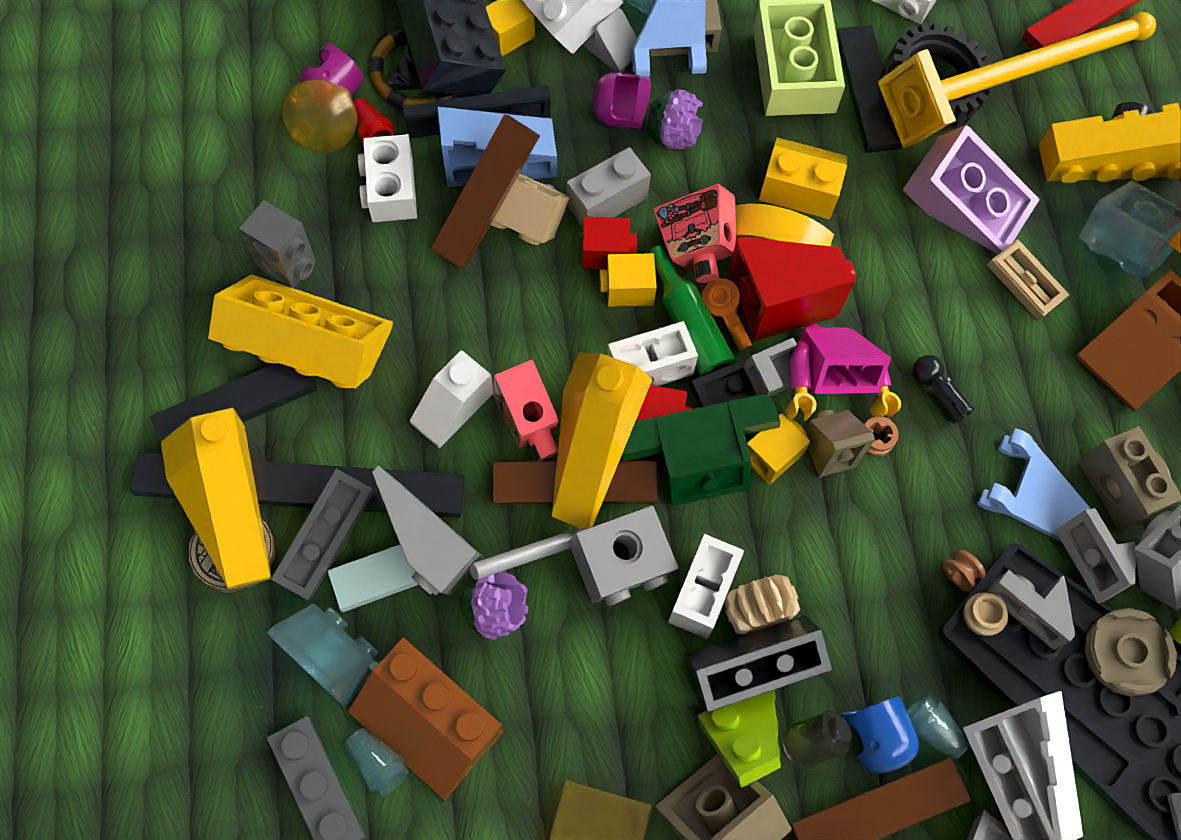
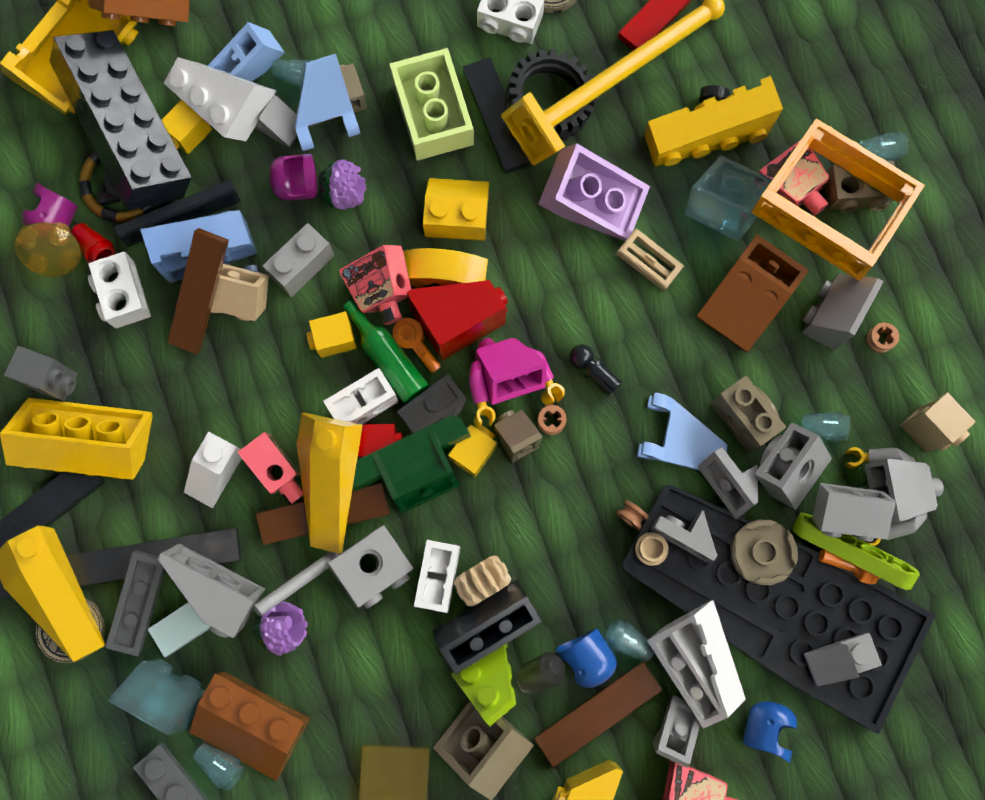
camera: 10 degrees left, 10 degrees up
(606, 237) = (307, 305): red brick -> none
(771, 368) = (456, 390): light grey panel -> none

